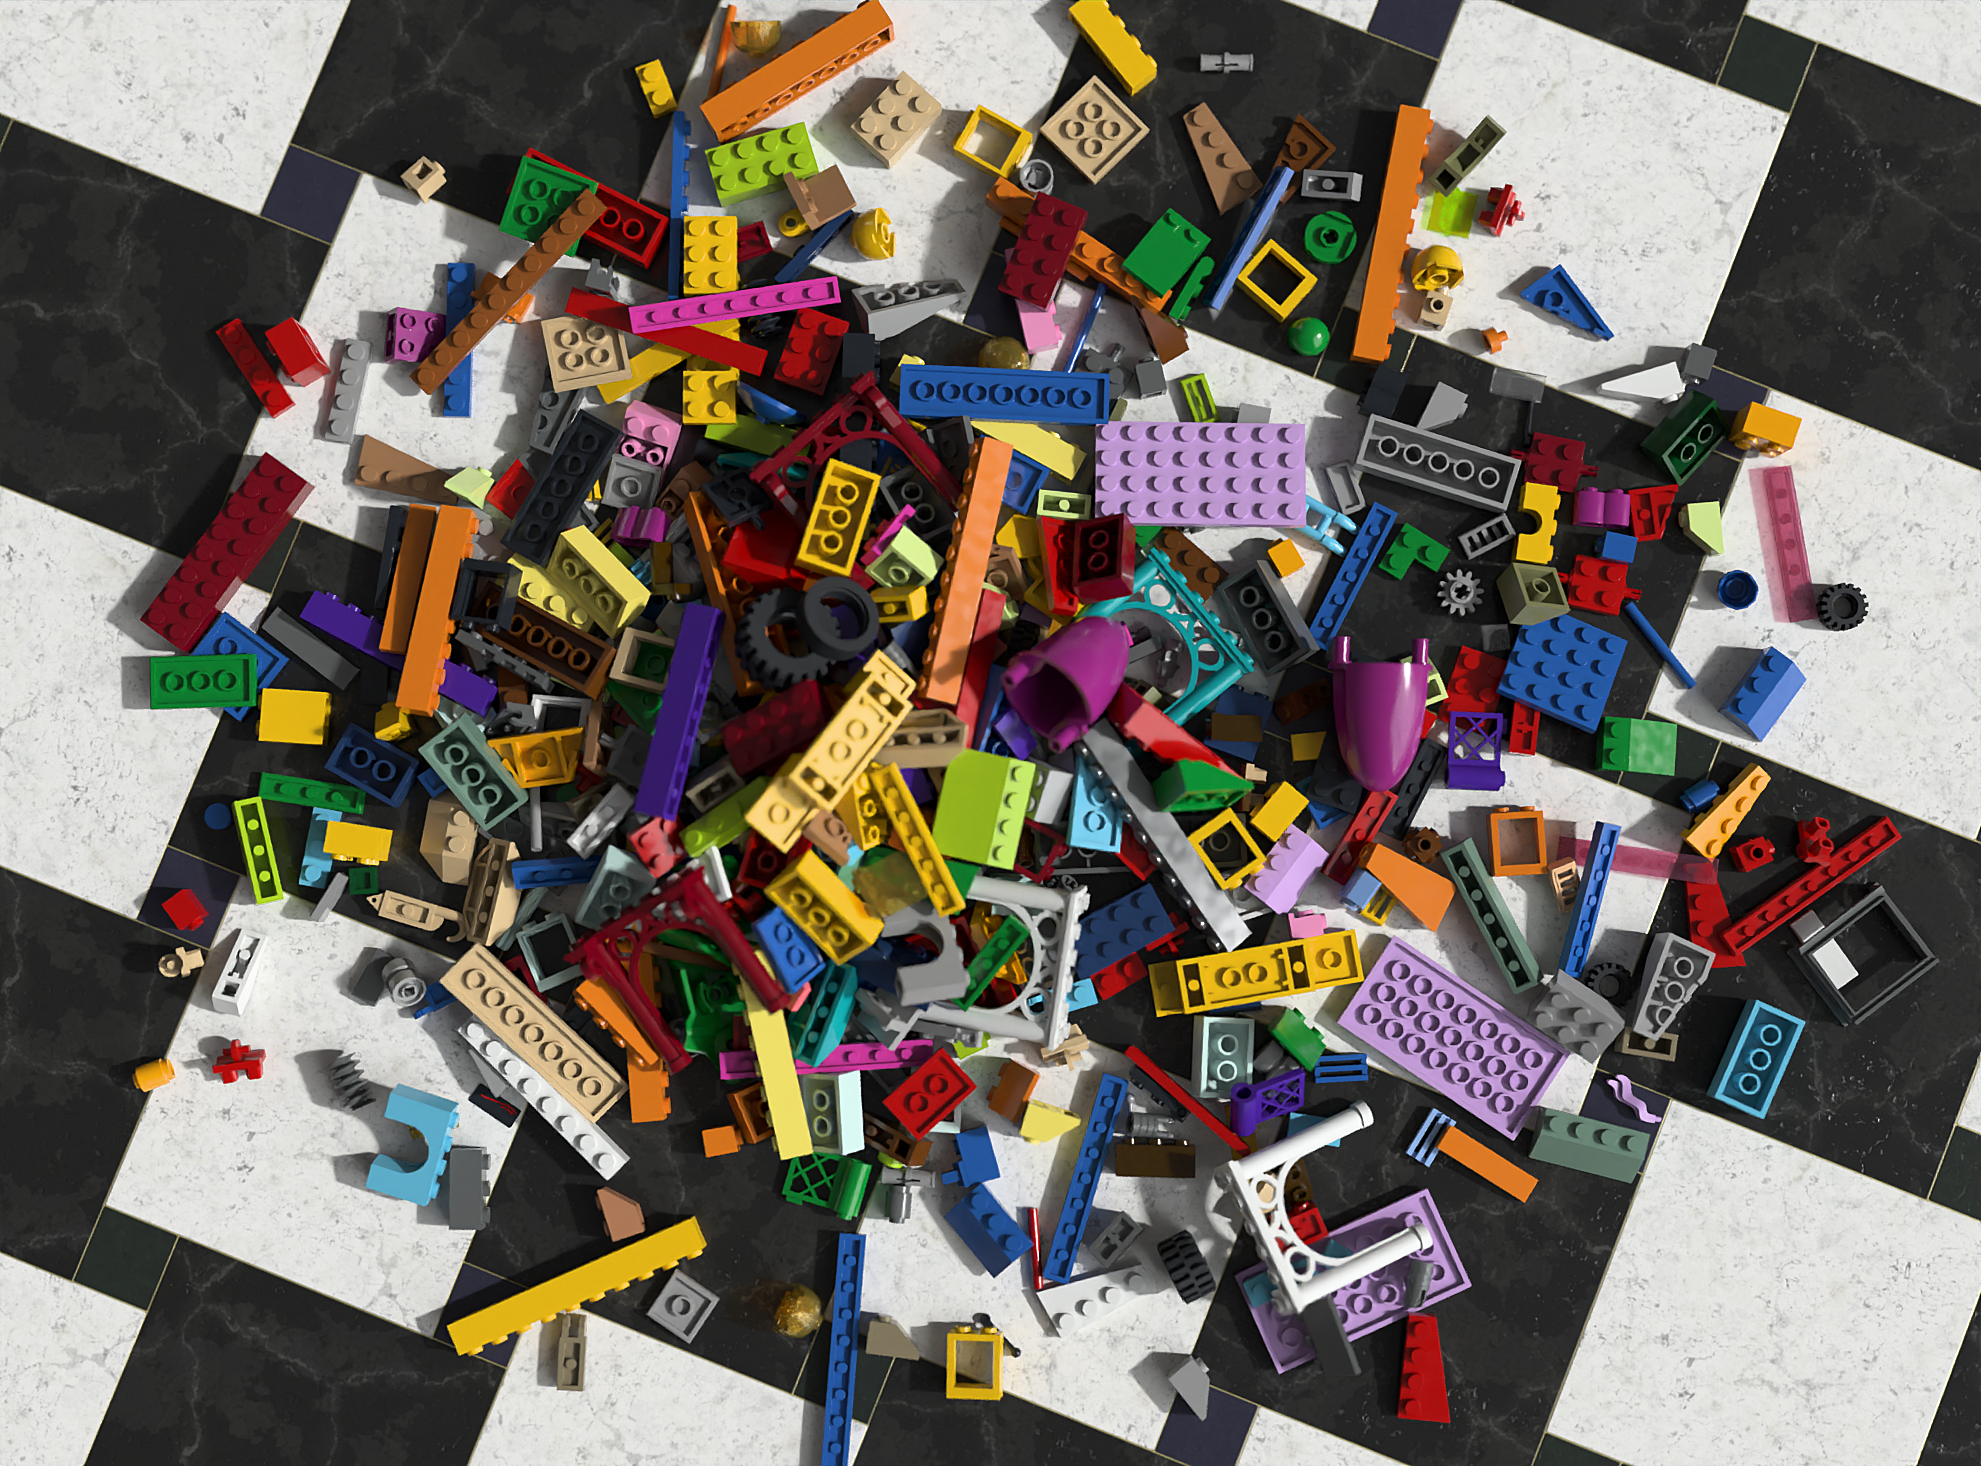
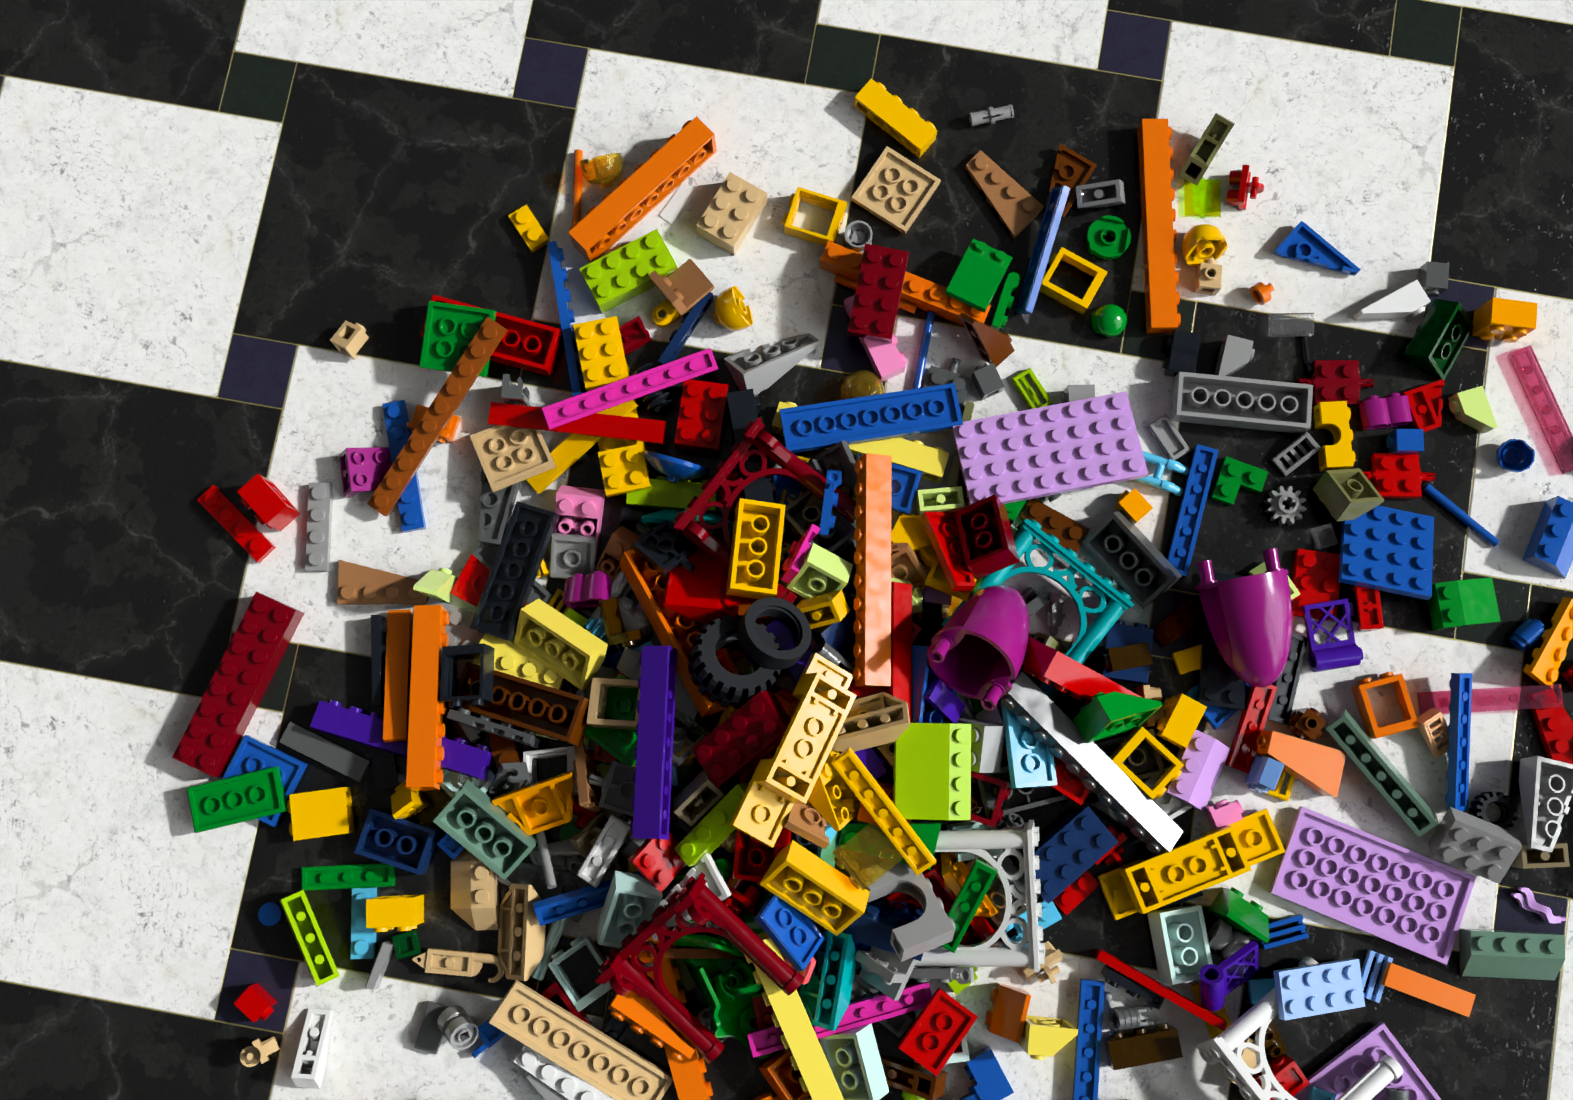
camera: 10 degrees left, 5 degrees down
(836, 94) = (677, 203): none -> white sticker
(933, 481) = (833, 480): none -> blue hinge
(1362, 1135) = (1319, 989): none -> light blue plate

